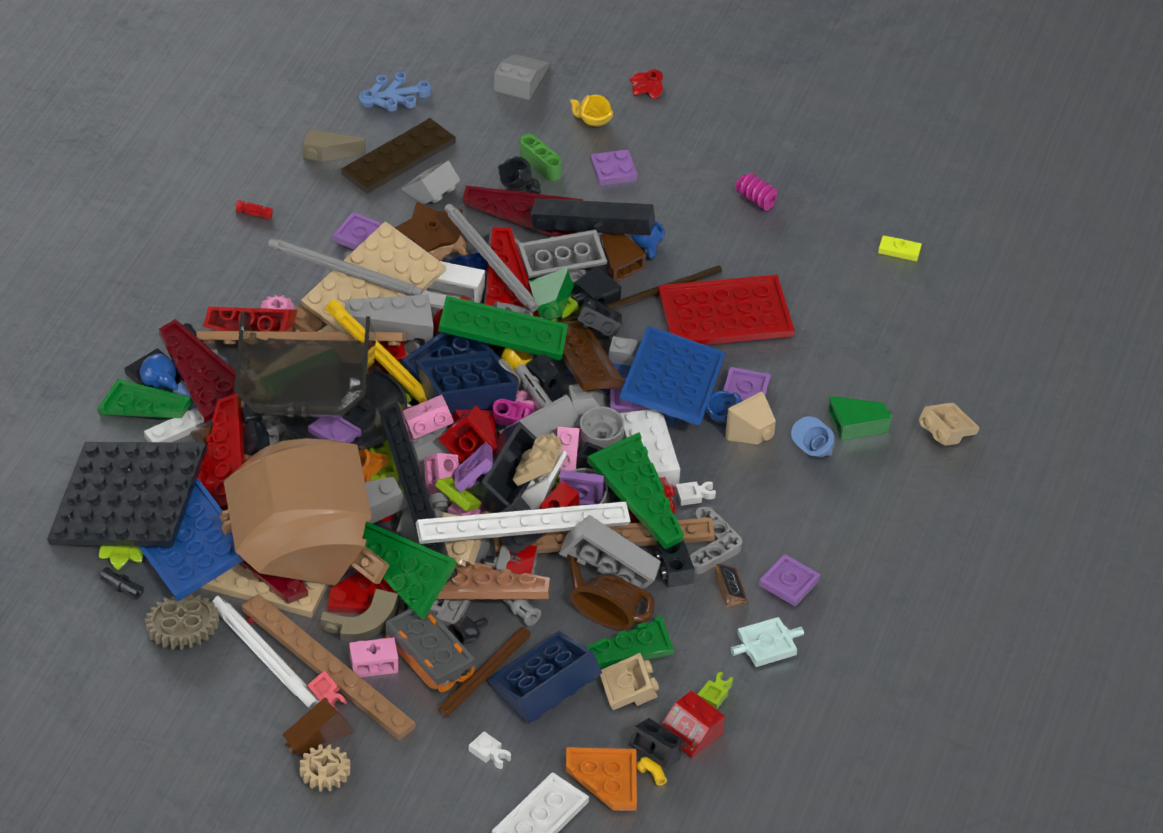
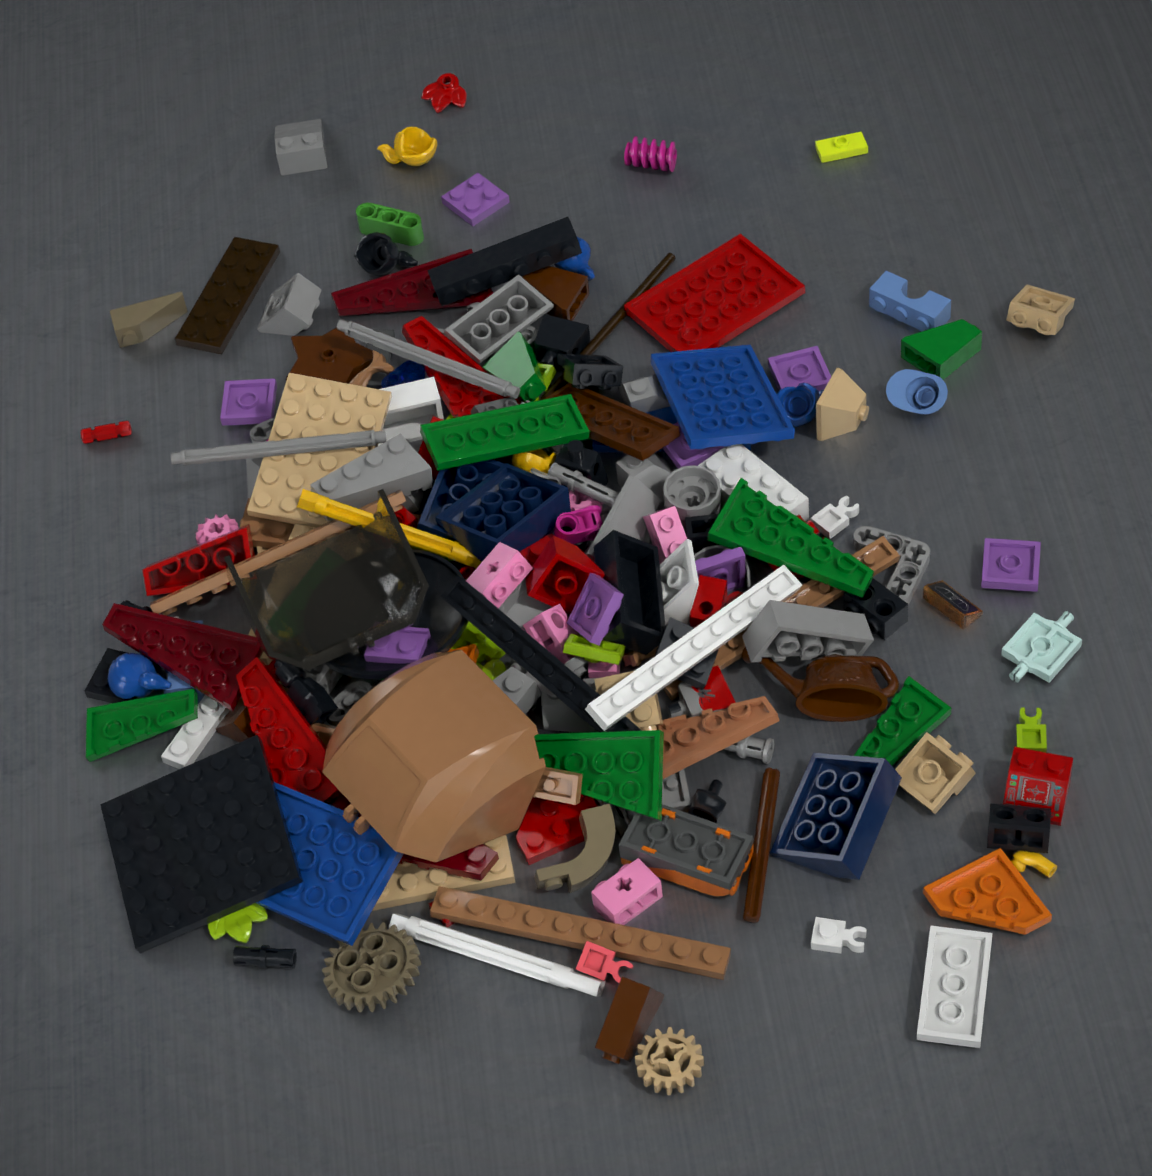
camera: 20 degrees left, 5 degrees up
(371, 97) = (151, 244): medium blue plant -> none
(539, 459) = (661, 564): tan plate -> none
(850, 367) = (924, 313): none -> medium blue arch

